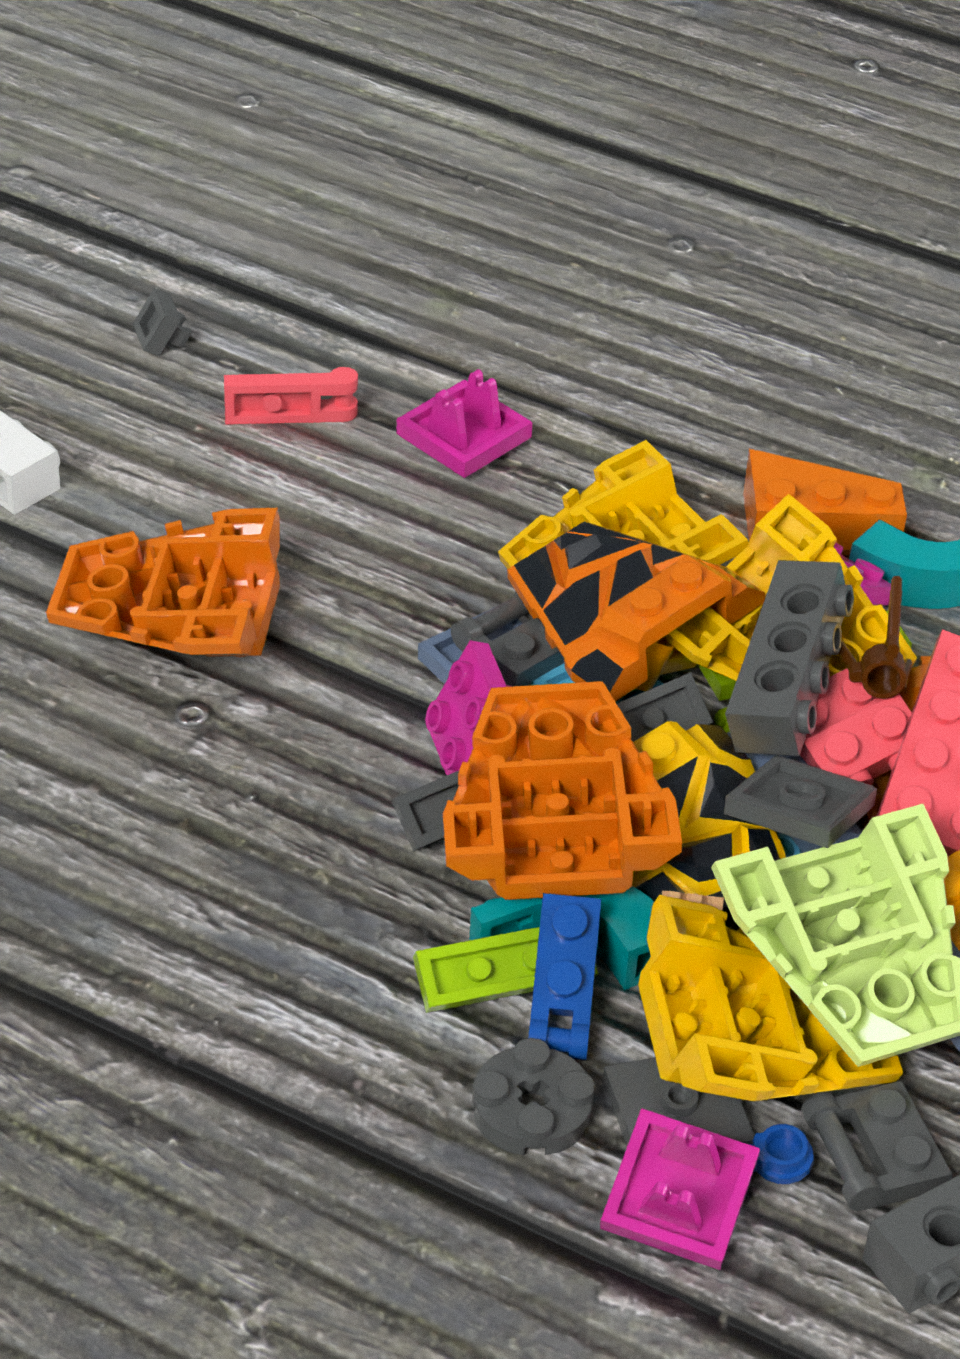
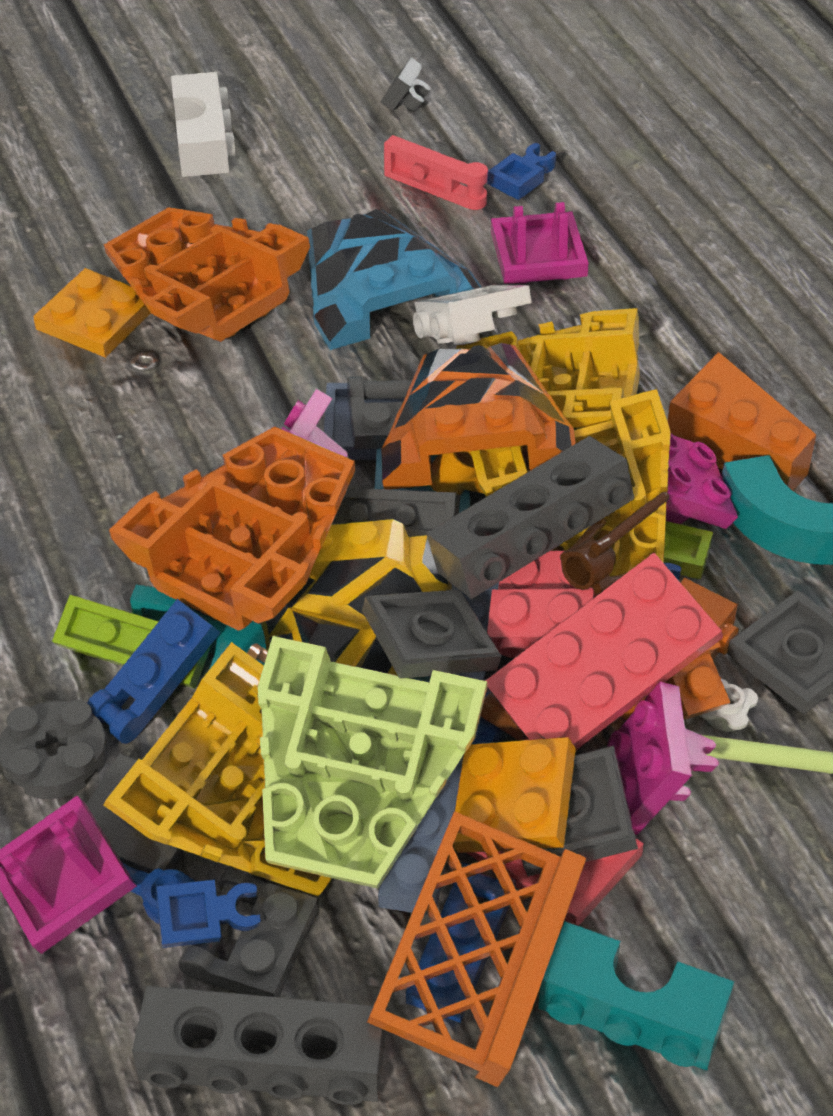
camera: 40 degrees right, 5 degrees up
(91, 689) = (92, 313): none -> light orange plate
(344, 522) = (371, 266): none -> dark azure wedge
(371, 360) = (519, 174): none -> blue plate
(485, 514) = (467, 313): none -> white plate
(842, 1141) = (193, 912): none -> blue plate

